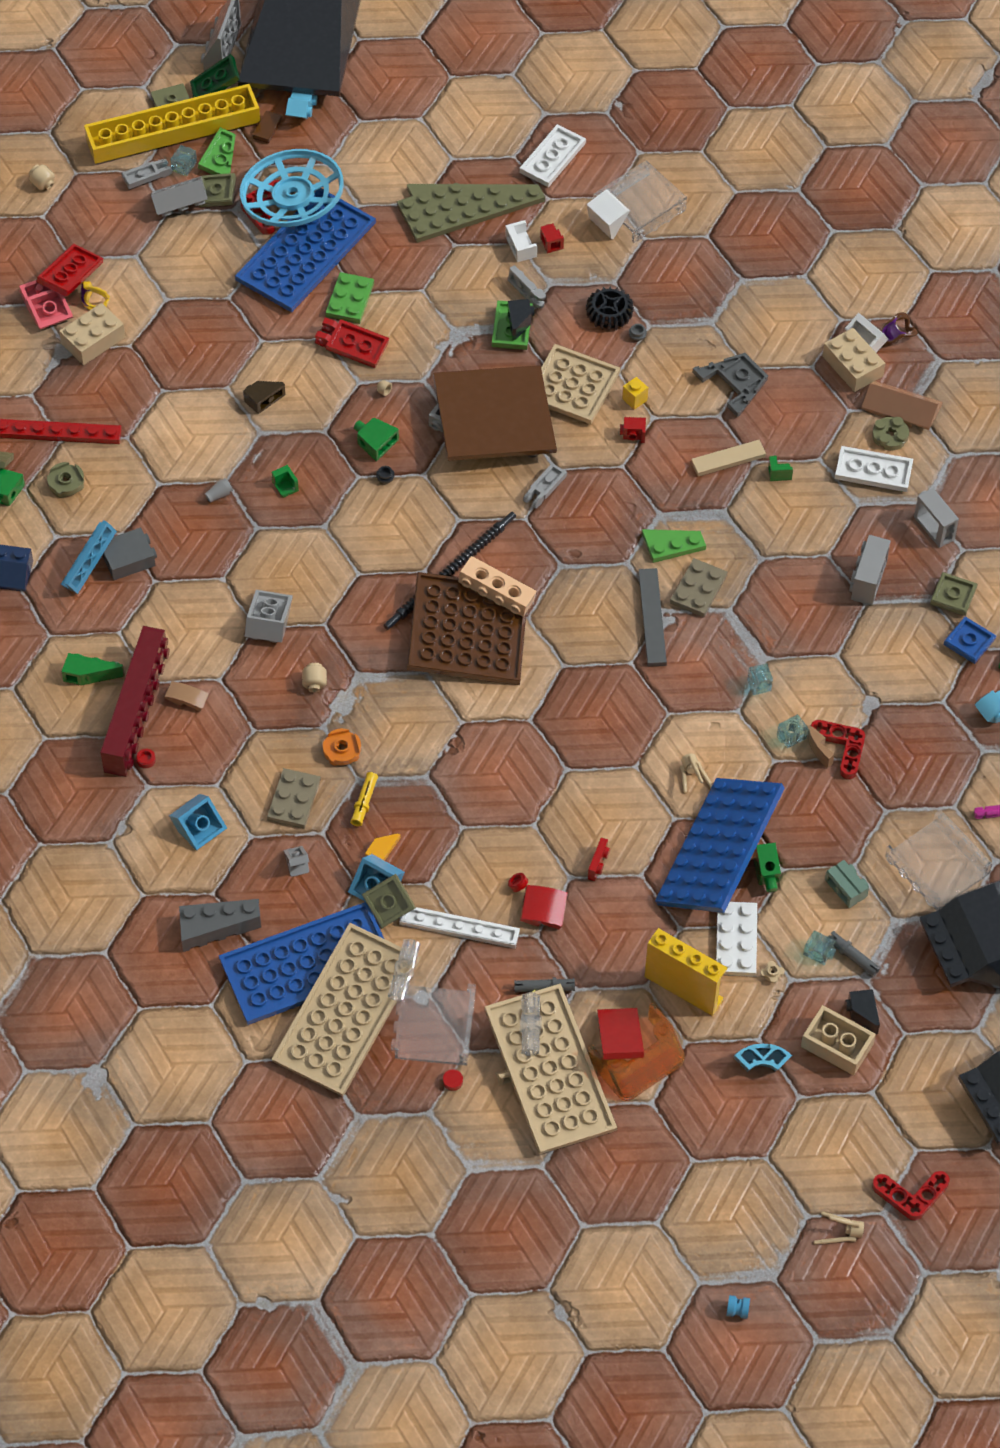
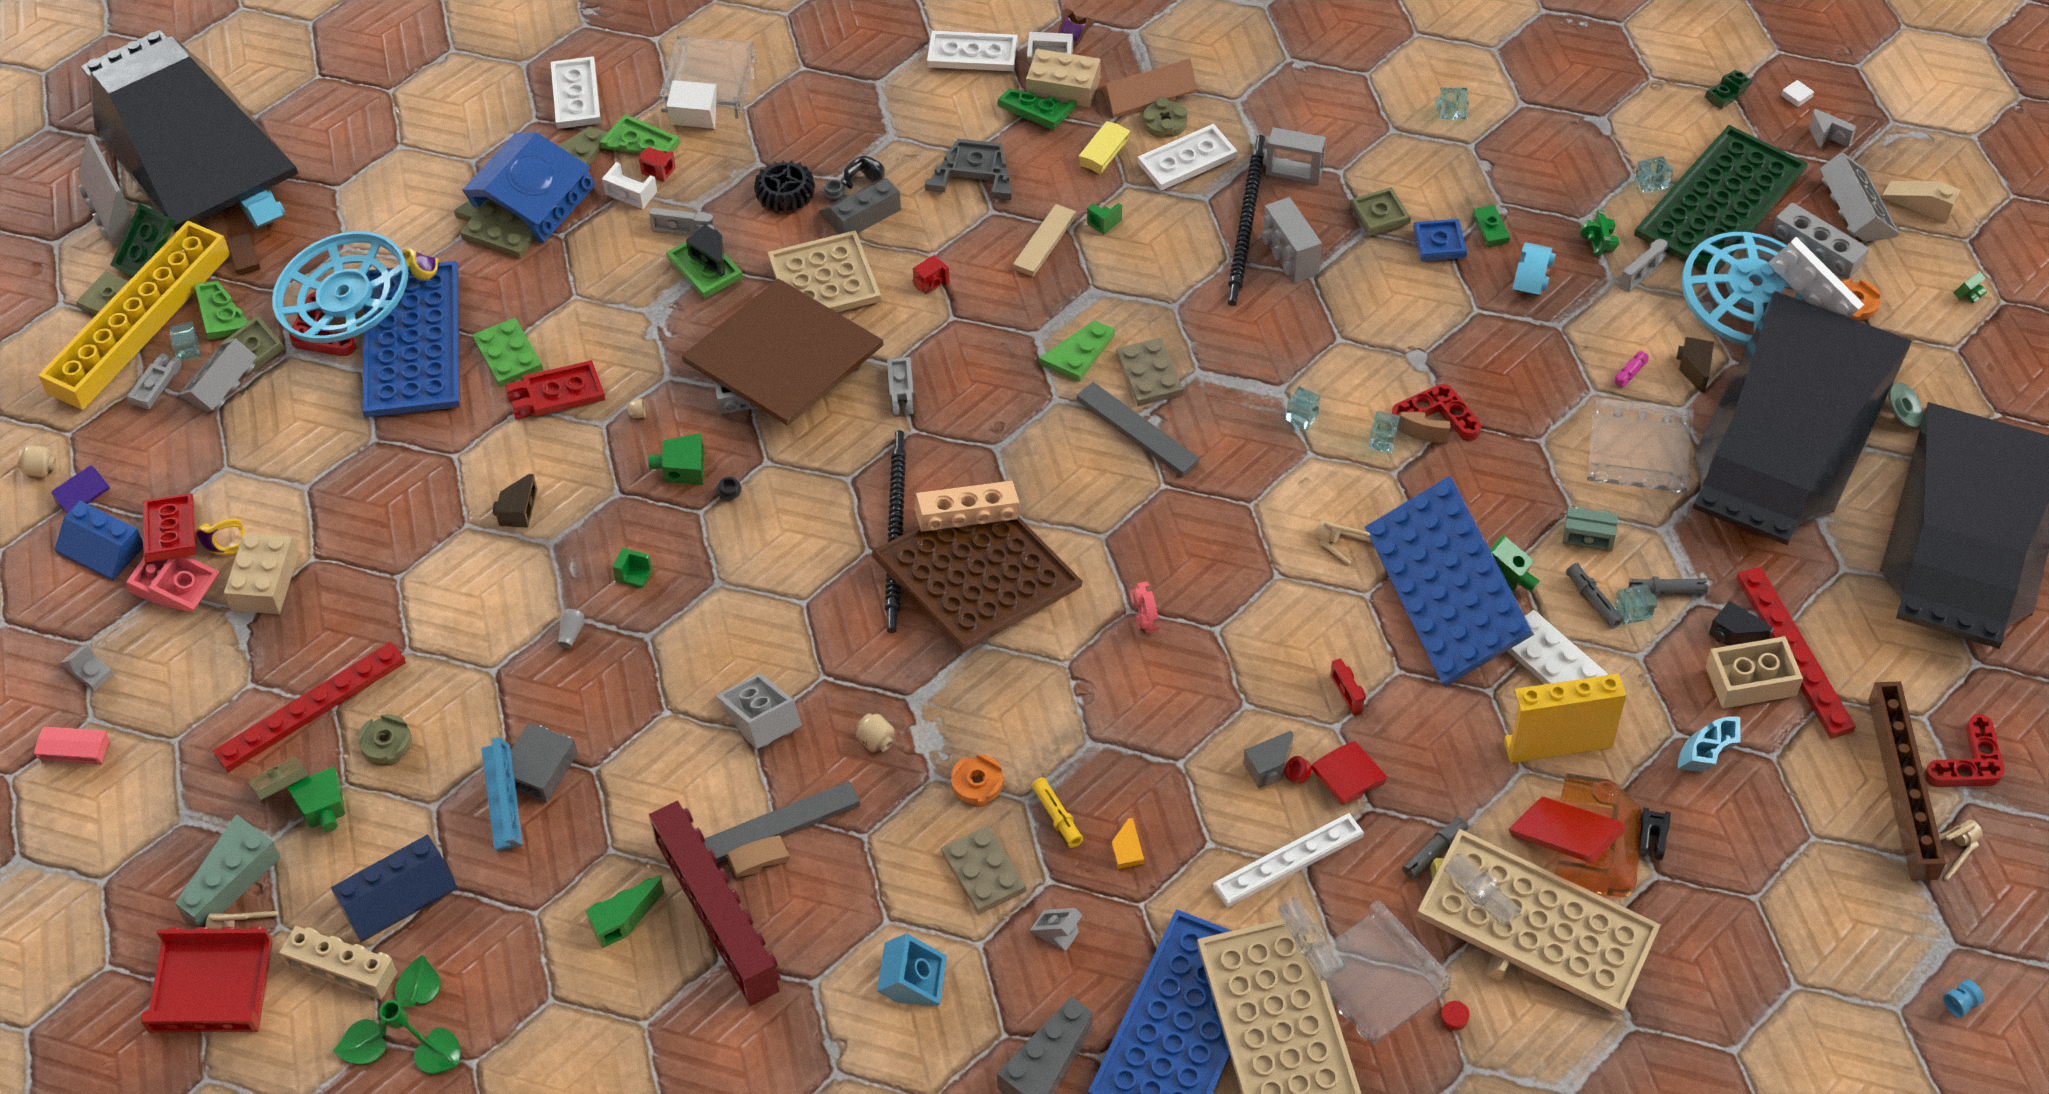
camera: 40 degrees left, 5 degrees down
(29, 249) = (98, 540): none -> blue slope
(49, 212) = (81, 487): none -> dark purple slope
(145, 758) = (784, 953): red tile -> none
(220, 687) = (785, 820): none -> dark grey tile
(350, 207) = (421, 266): none -> yellow piece
(371, 873) = (1162, 882): dark azure slope -> none
(388, 901) = (1201, 889): olive plate -> none
(462, 199) = (533, 182): none -> blue panel
(508, 862) = (1268, 759): none -> dark grey slope
(532, 723) = (1146, 607): none -> coral plate
(558, 210) = (635, 136): none -> bright green wing
(635, 393) = (895, 242): yellow brick -> none
(641, 356) = (863, 207): none -> dark grey slope
(673, 337) = (869, 167): none -> black piece
(680, 1073) = (1655, 824): none -> black piece
(772, 977) = (1620, 666): tan plate -> none
(806, 904) = (1588, 588): none -> dark grey pin
(813, 571) = (1246, 221): none -> black hose
(816, 368) = (1042, 111): none -> green wing
(819, 300) = (972, 51): none -> white plate
(830, 424) = (1104, 147): none -> light yellow piece
(851, 1170) = (1906, 781): none -> reddish brown brick
(884, 1051) = (1815, 683): none -> red plate

